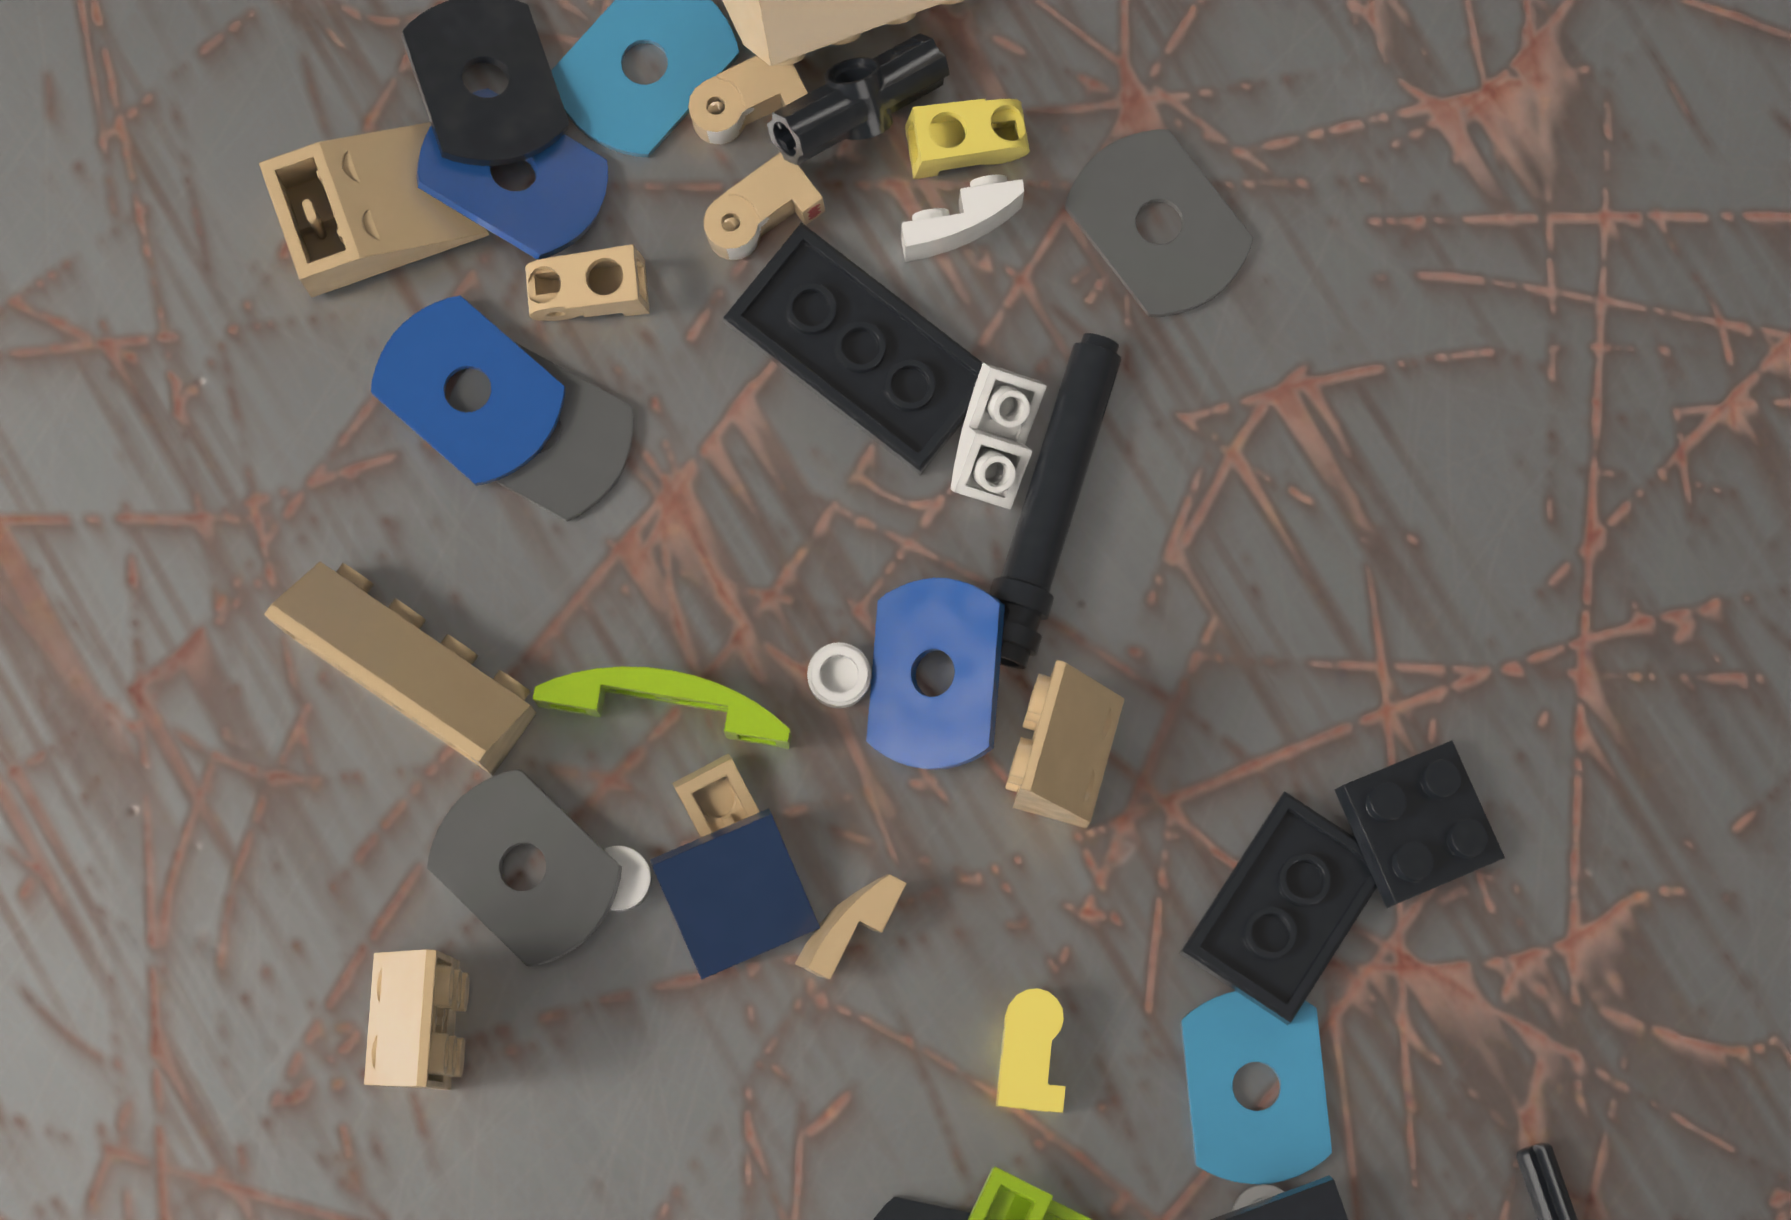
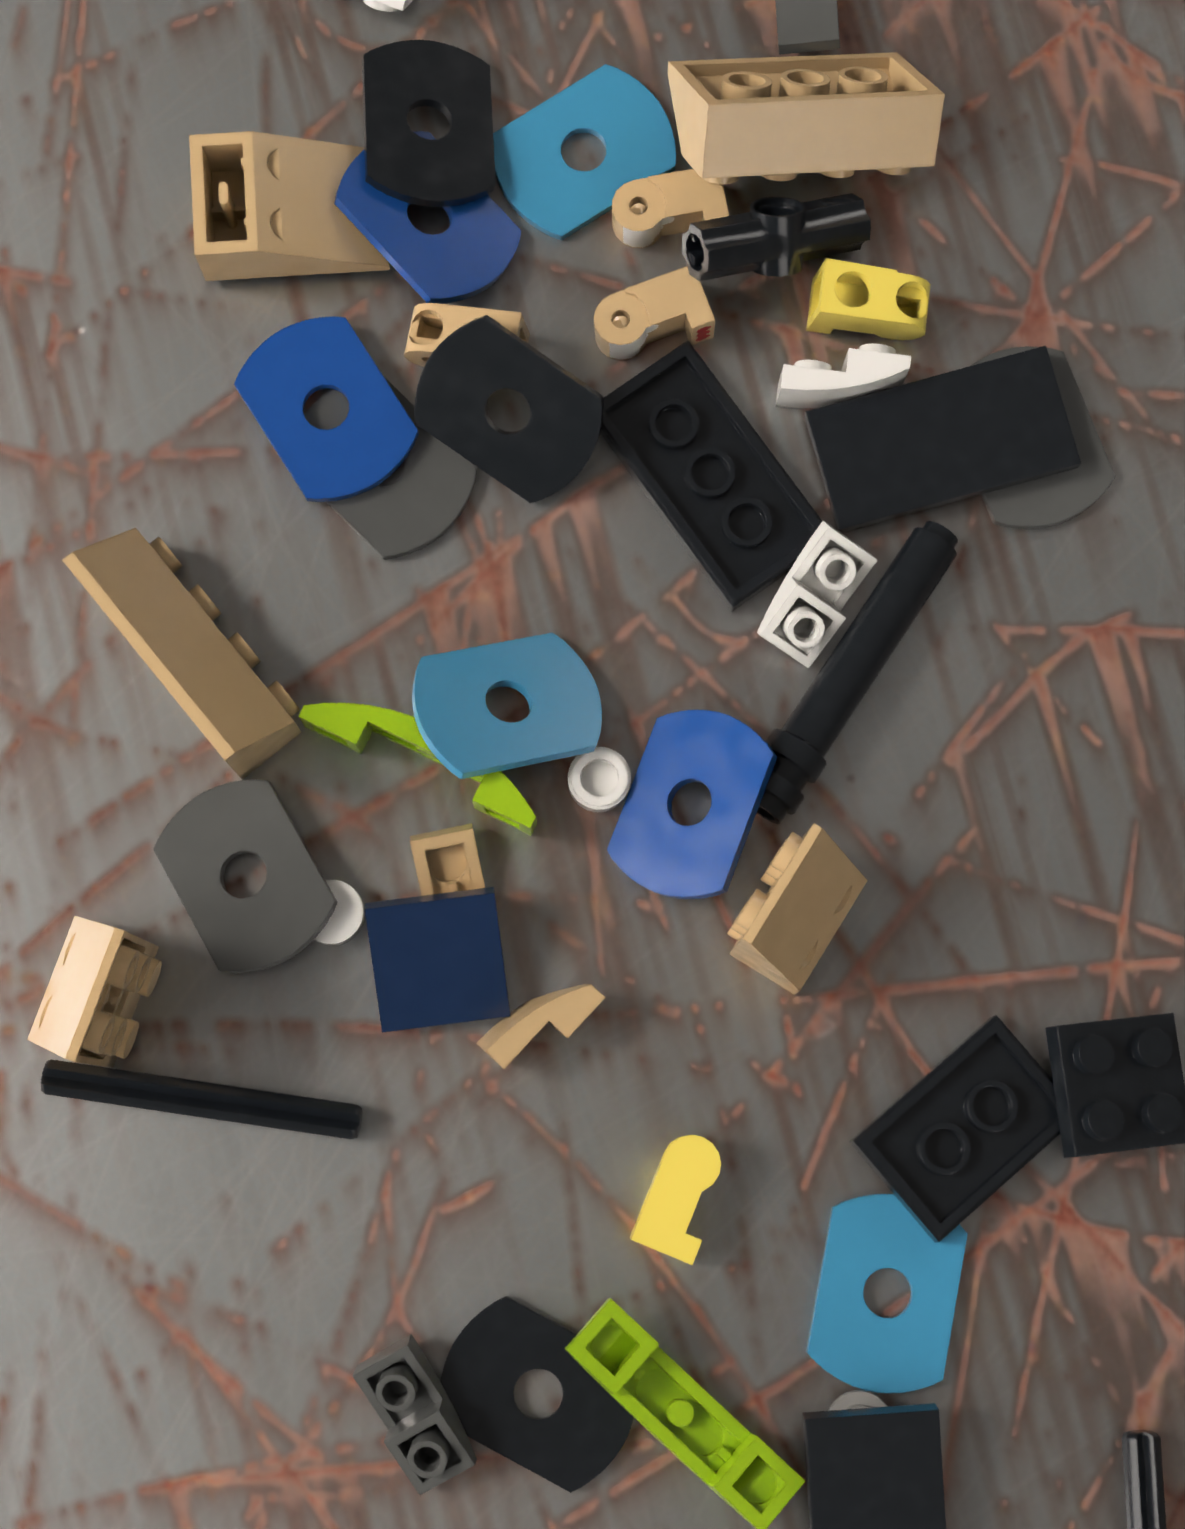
camera: 15 degrees right, 0 degrees up
(546, 1094) = (201, 1099): none -> black axle
(593, 350) = (563, 409): none -> black piece
(706, 674) = (473, 742): none -> dark azure piece
(1075, 250) = (942, 439): none -> black tile

